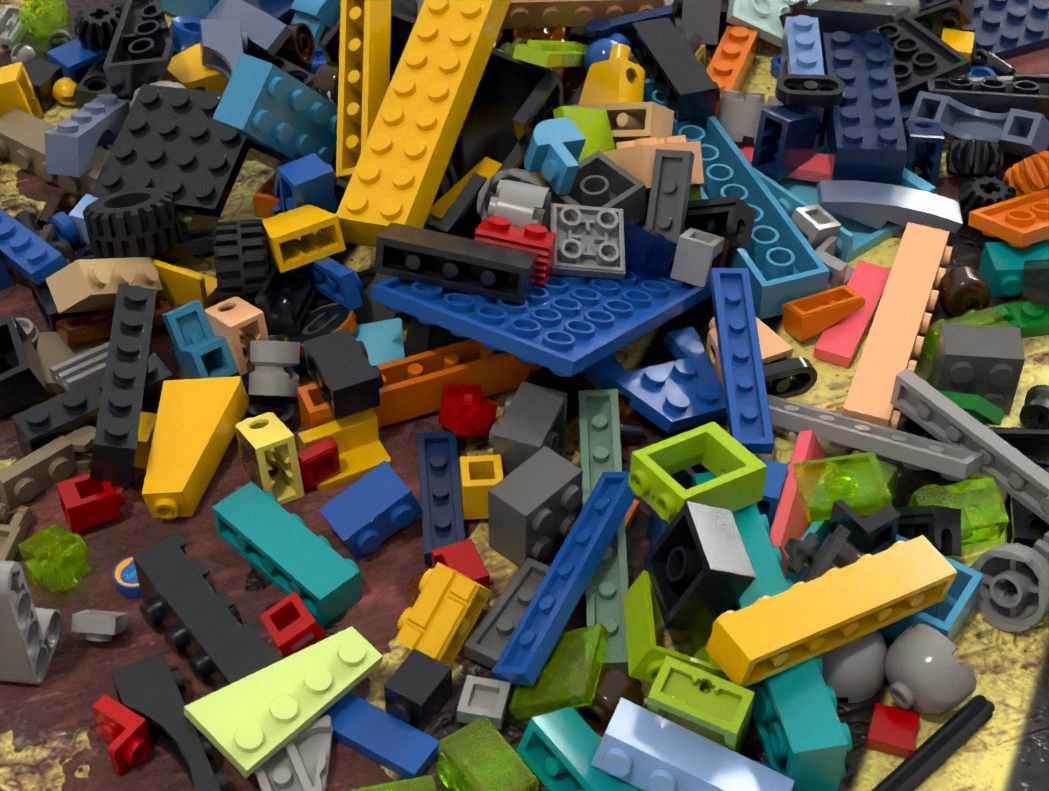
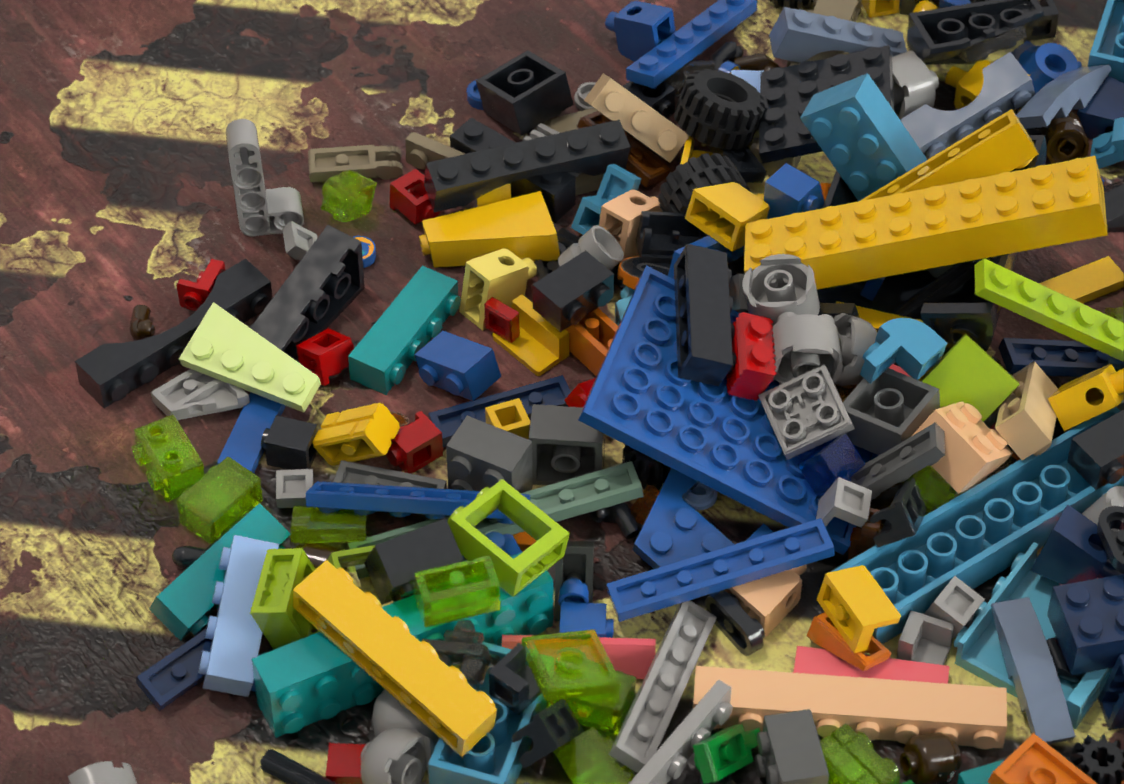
camera: 75 degrees right, 5 degrees up
(450, 202) = (780, 287): none -> light grey brick
(768, 527) = (457, 591): none -> clear neon green brick
(810, 280) = (856, 605): none -> yellow panel

